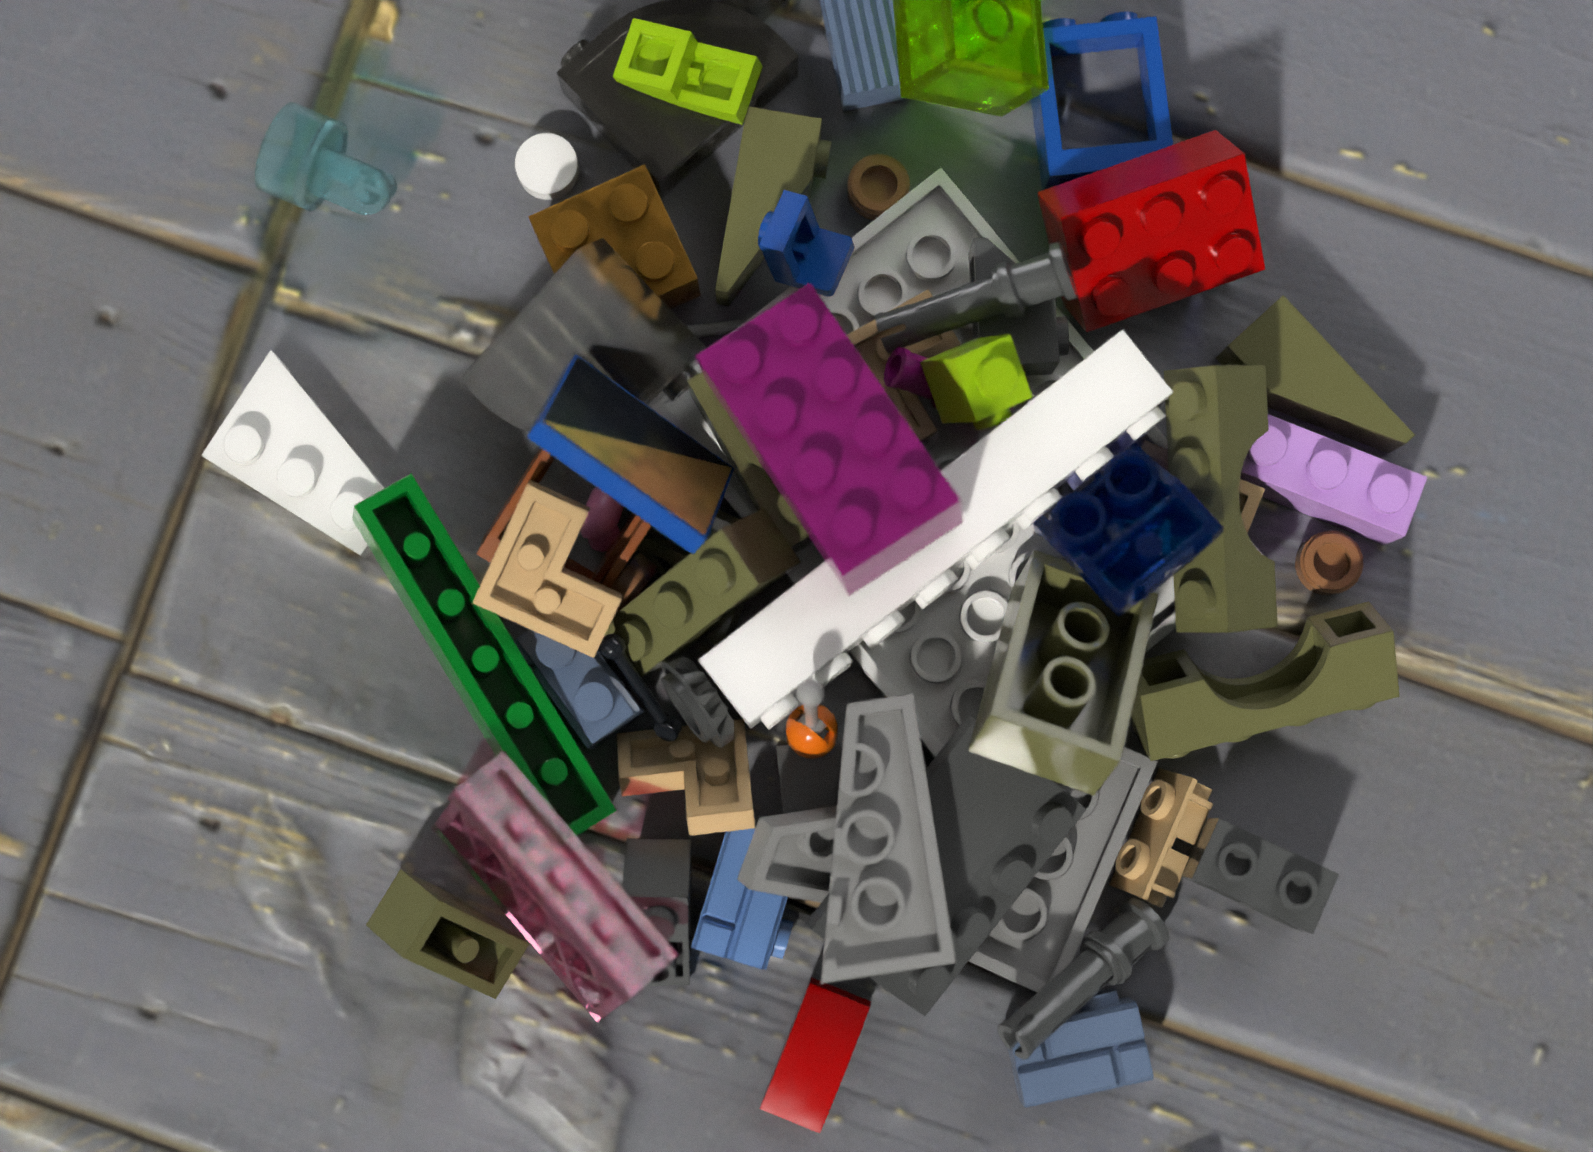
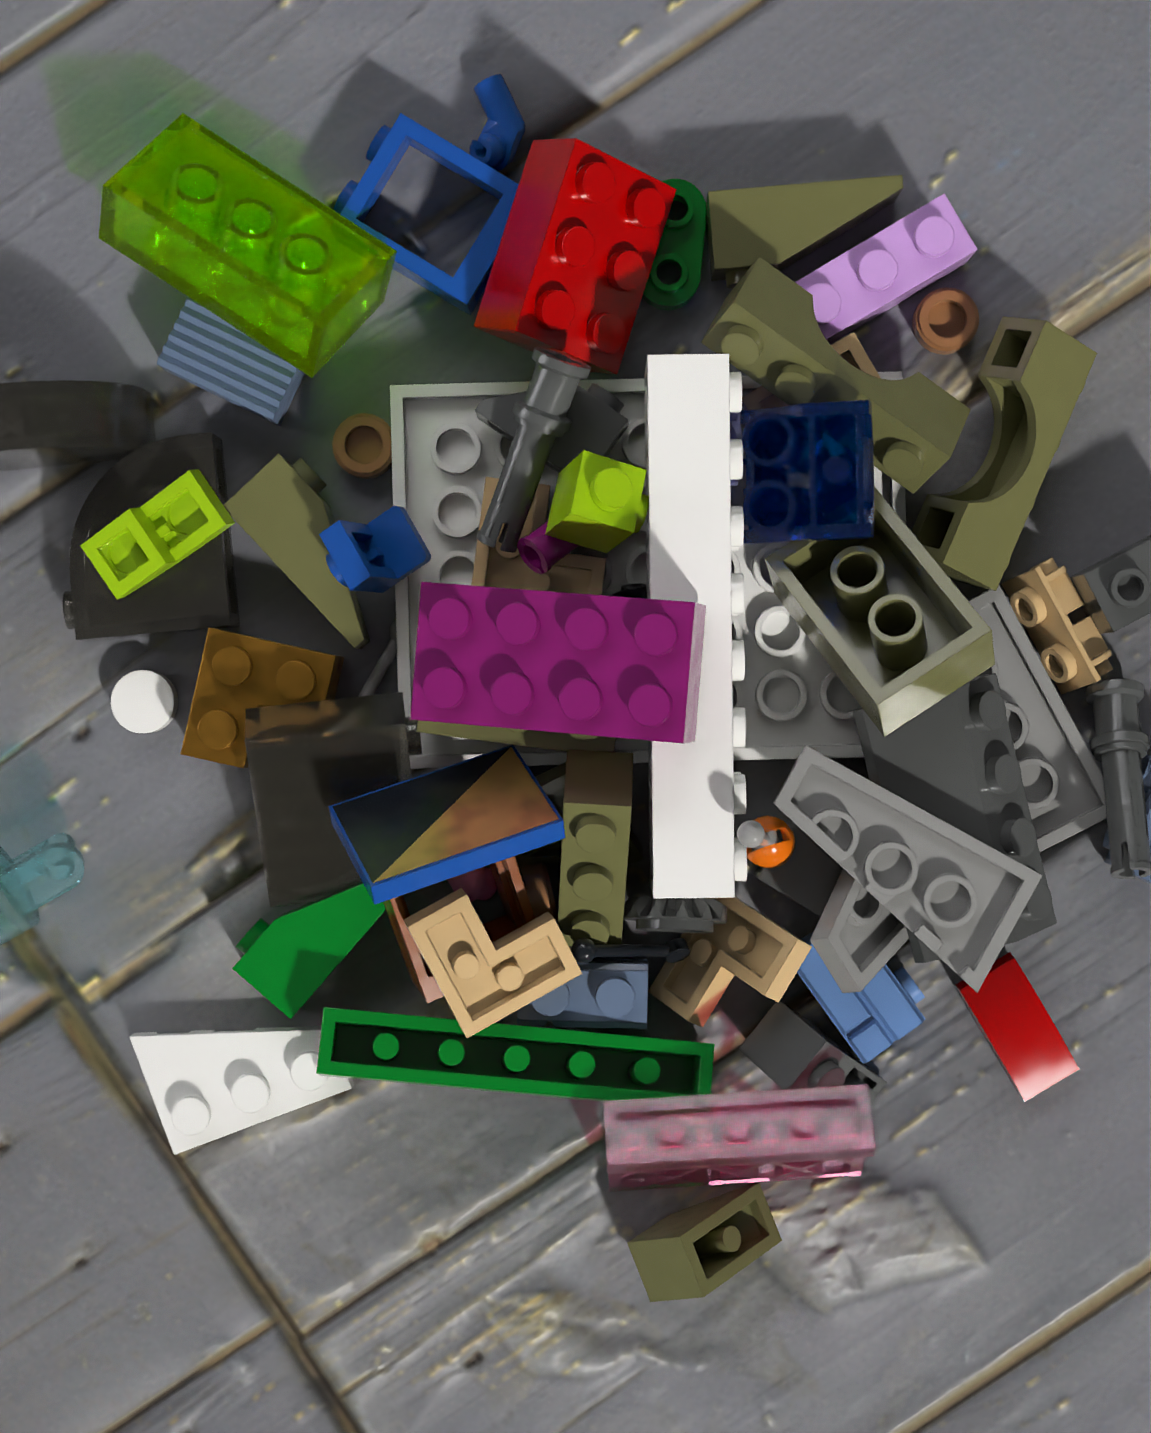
camera: 45 degrees left, 5 degrees up
(450, 434) = (305, 946): none -> green slope
(1206, 108) = (503, 127): none -> blue arm
(1224, 310) = (682, 247): none -> green plate

